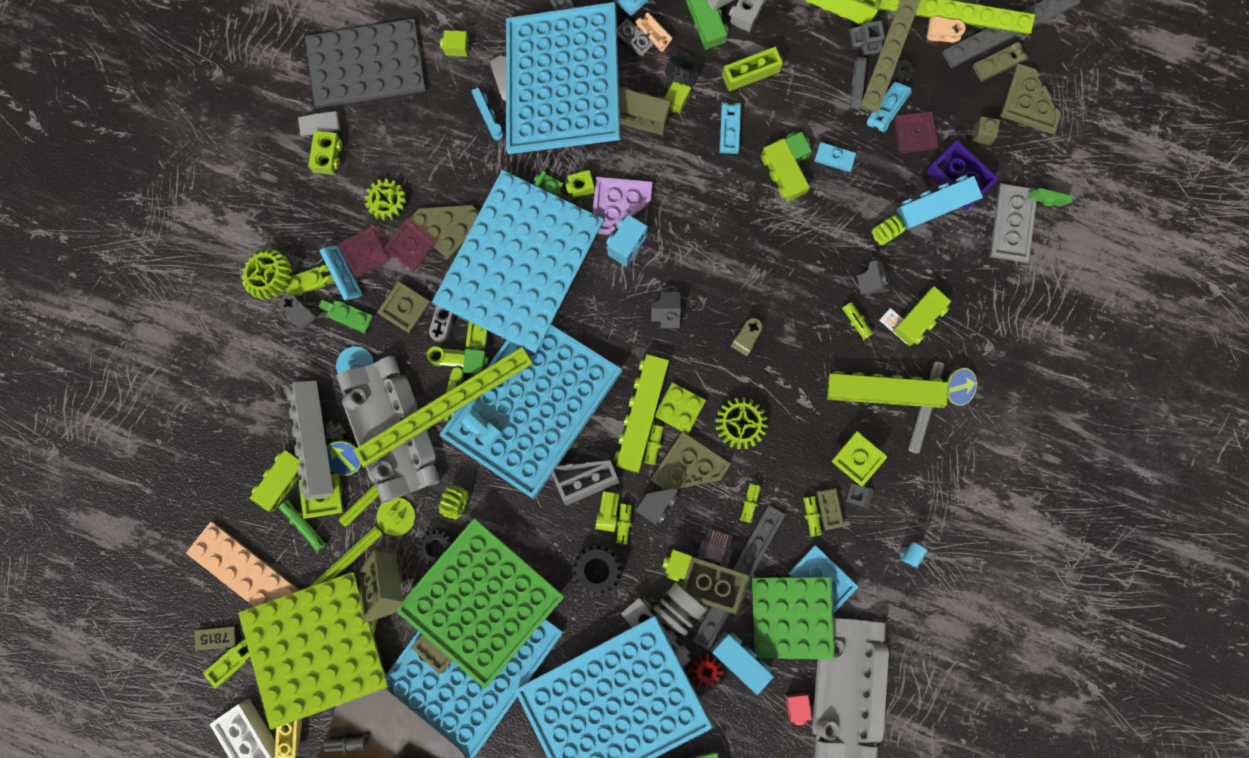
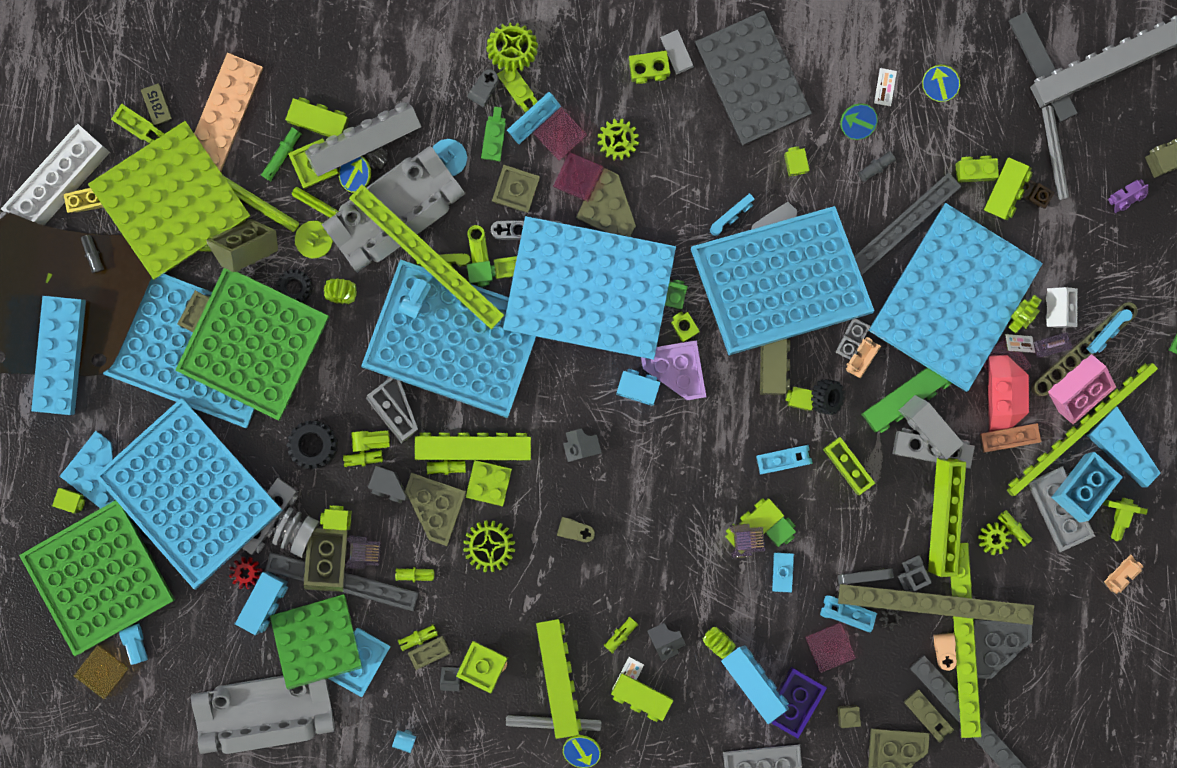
camera: 70 degrees right, 5 degrees up
(798, 708) = (233, 668): coral brick -> none
(799, 176) = (747, 540): none -> piece

